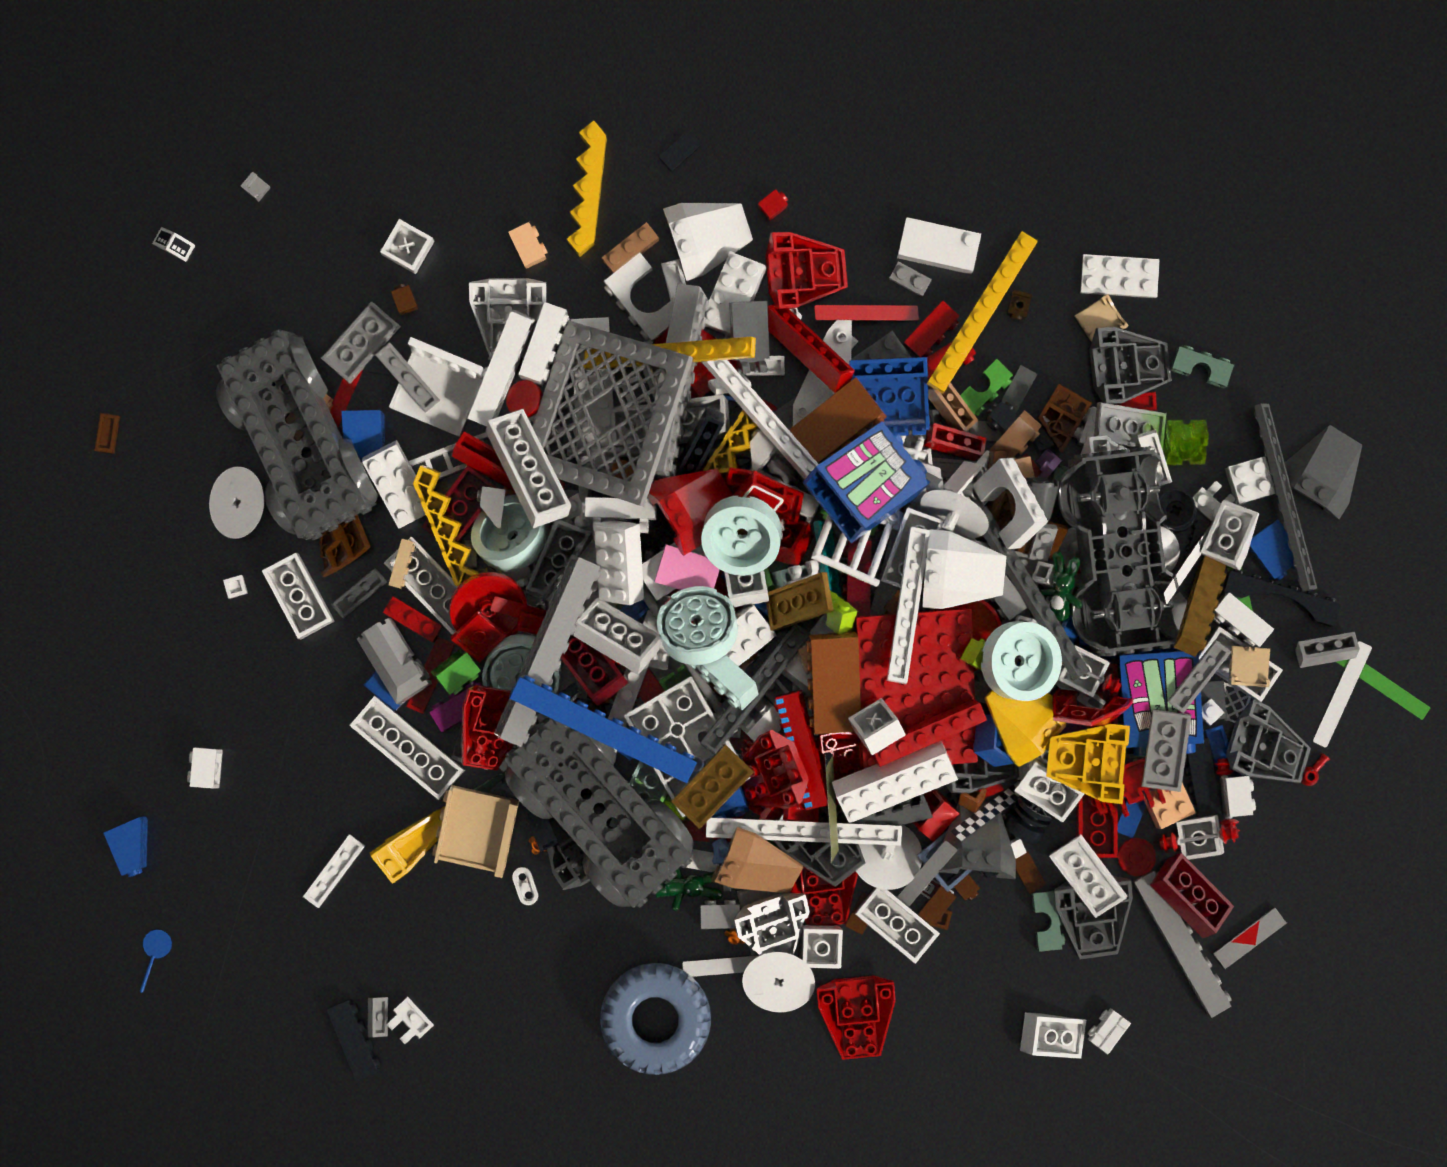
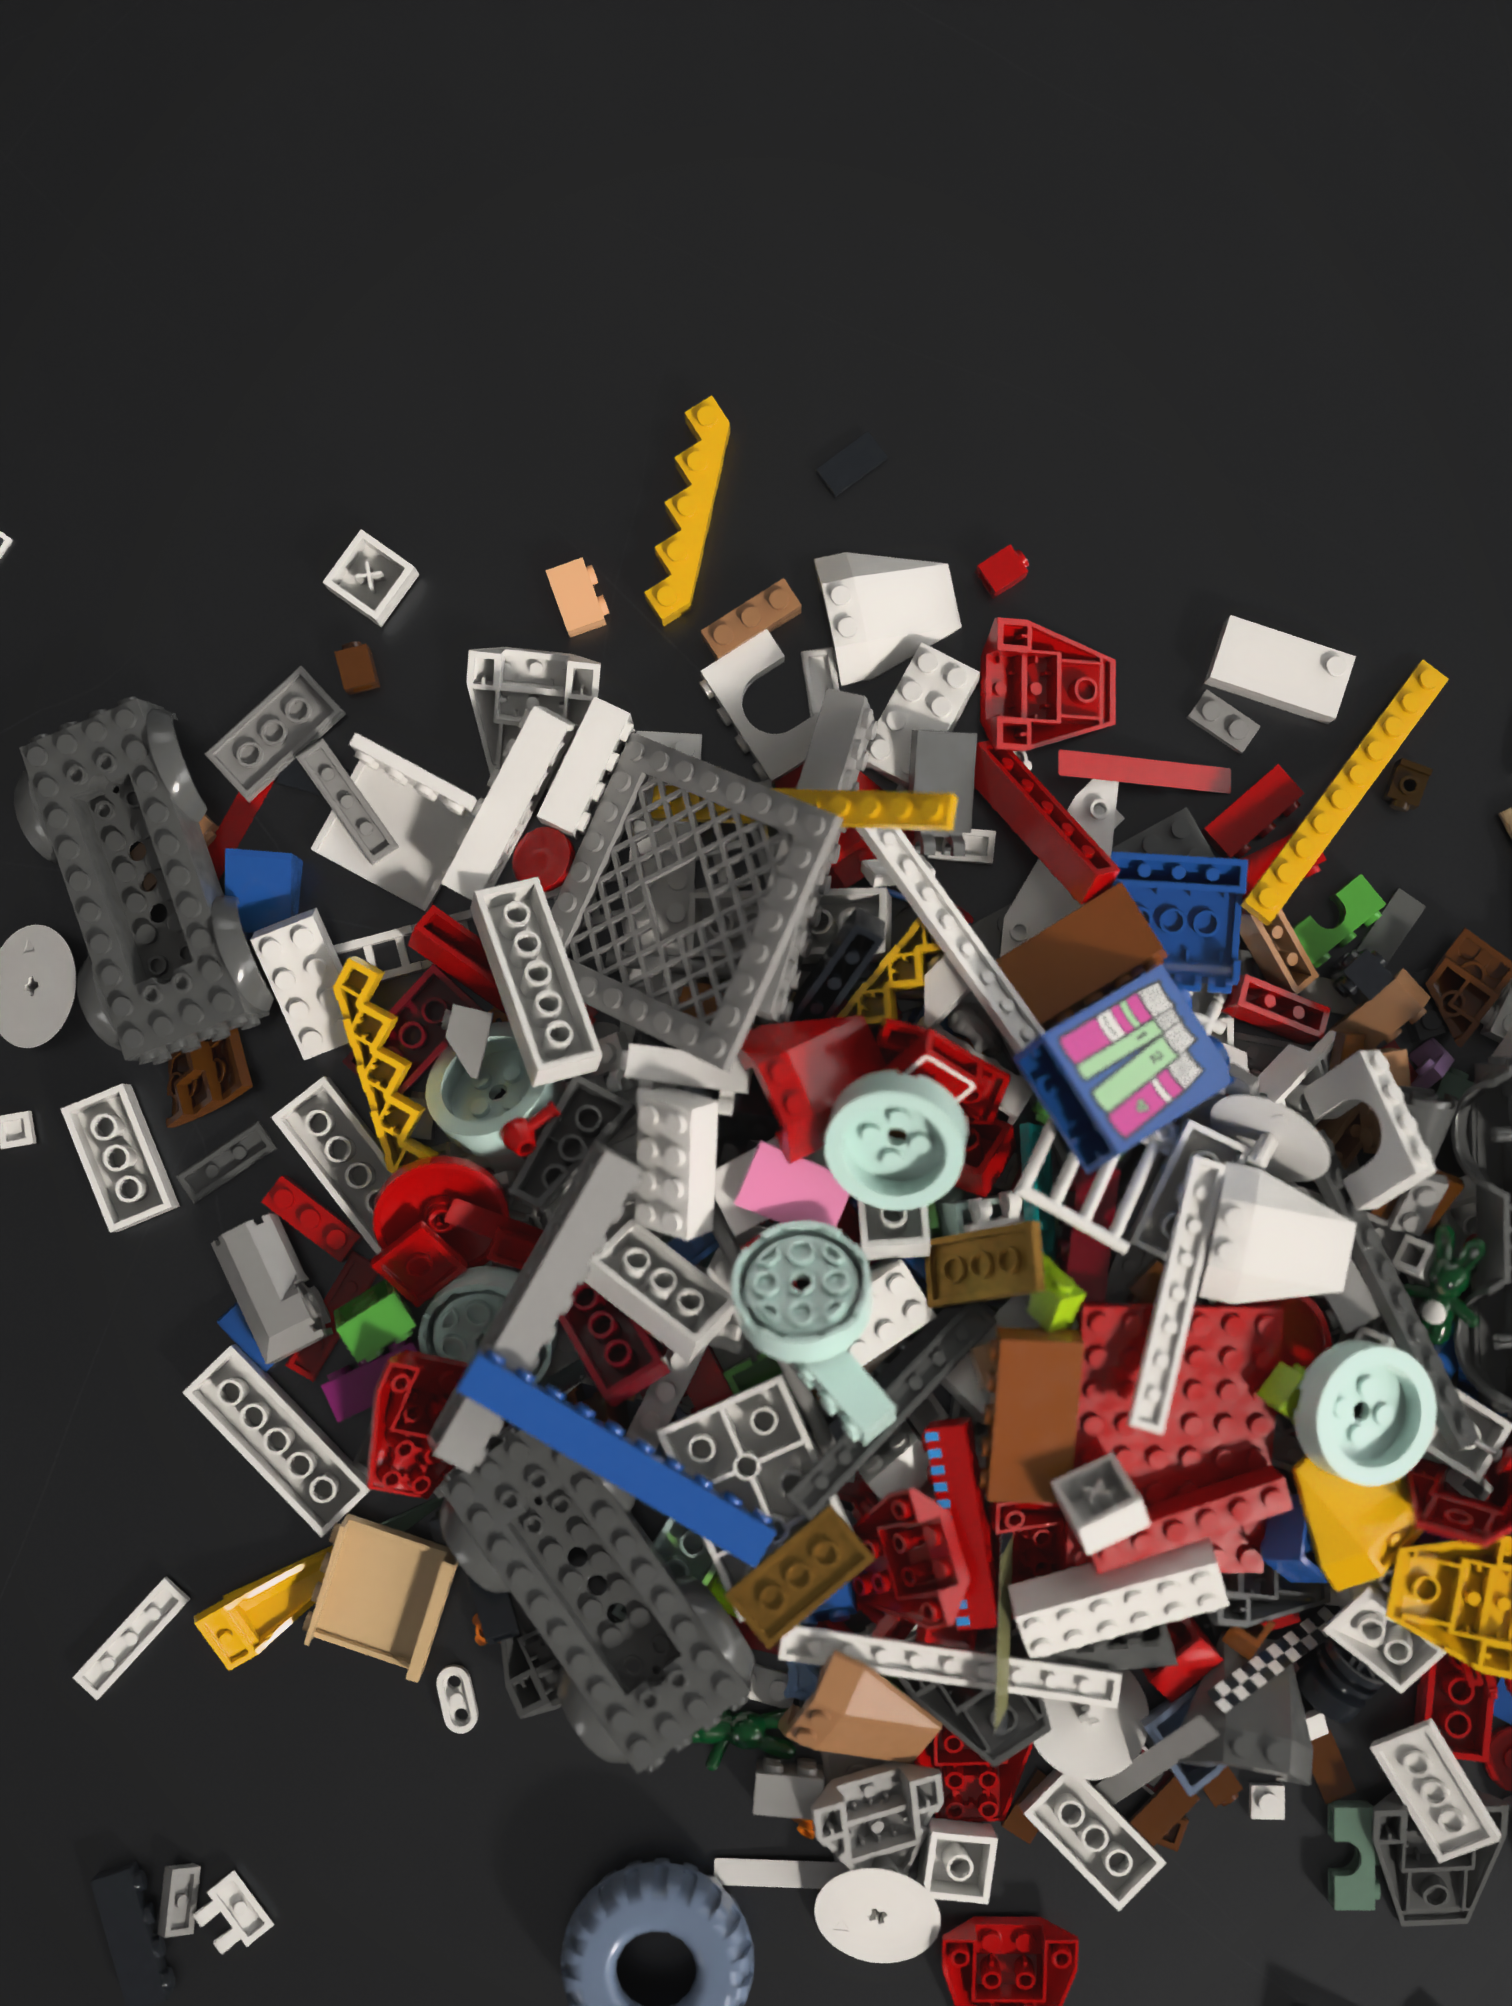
camera: 10 degrees right, 0 degrees up
(255, 186) = (124, 450): light grey panel -> none
(401, 563) = (300, 1122): tan piece -> none
(528, 554) = (520, 1132): none -> red bar
(996, 896) = (1267, 1801): none -> white plate

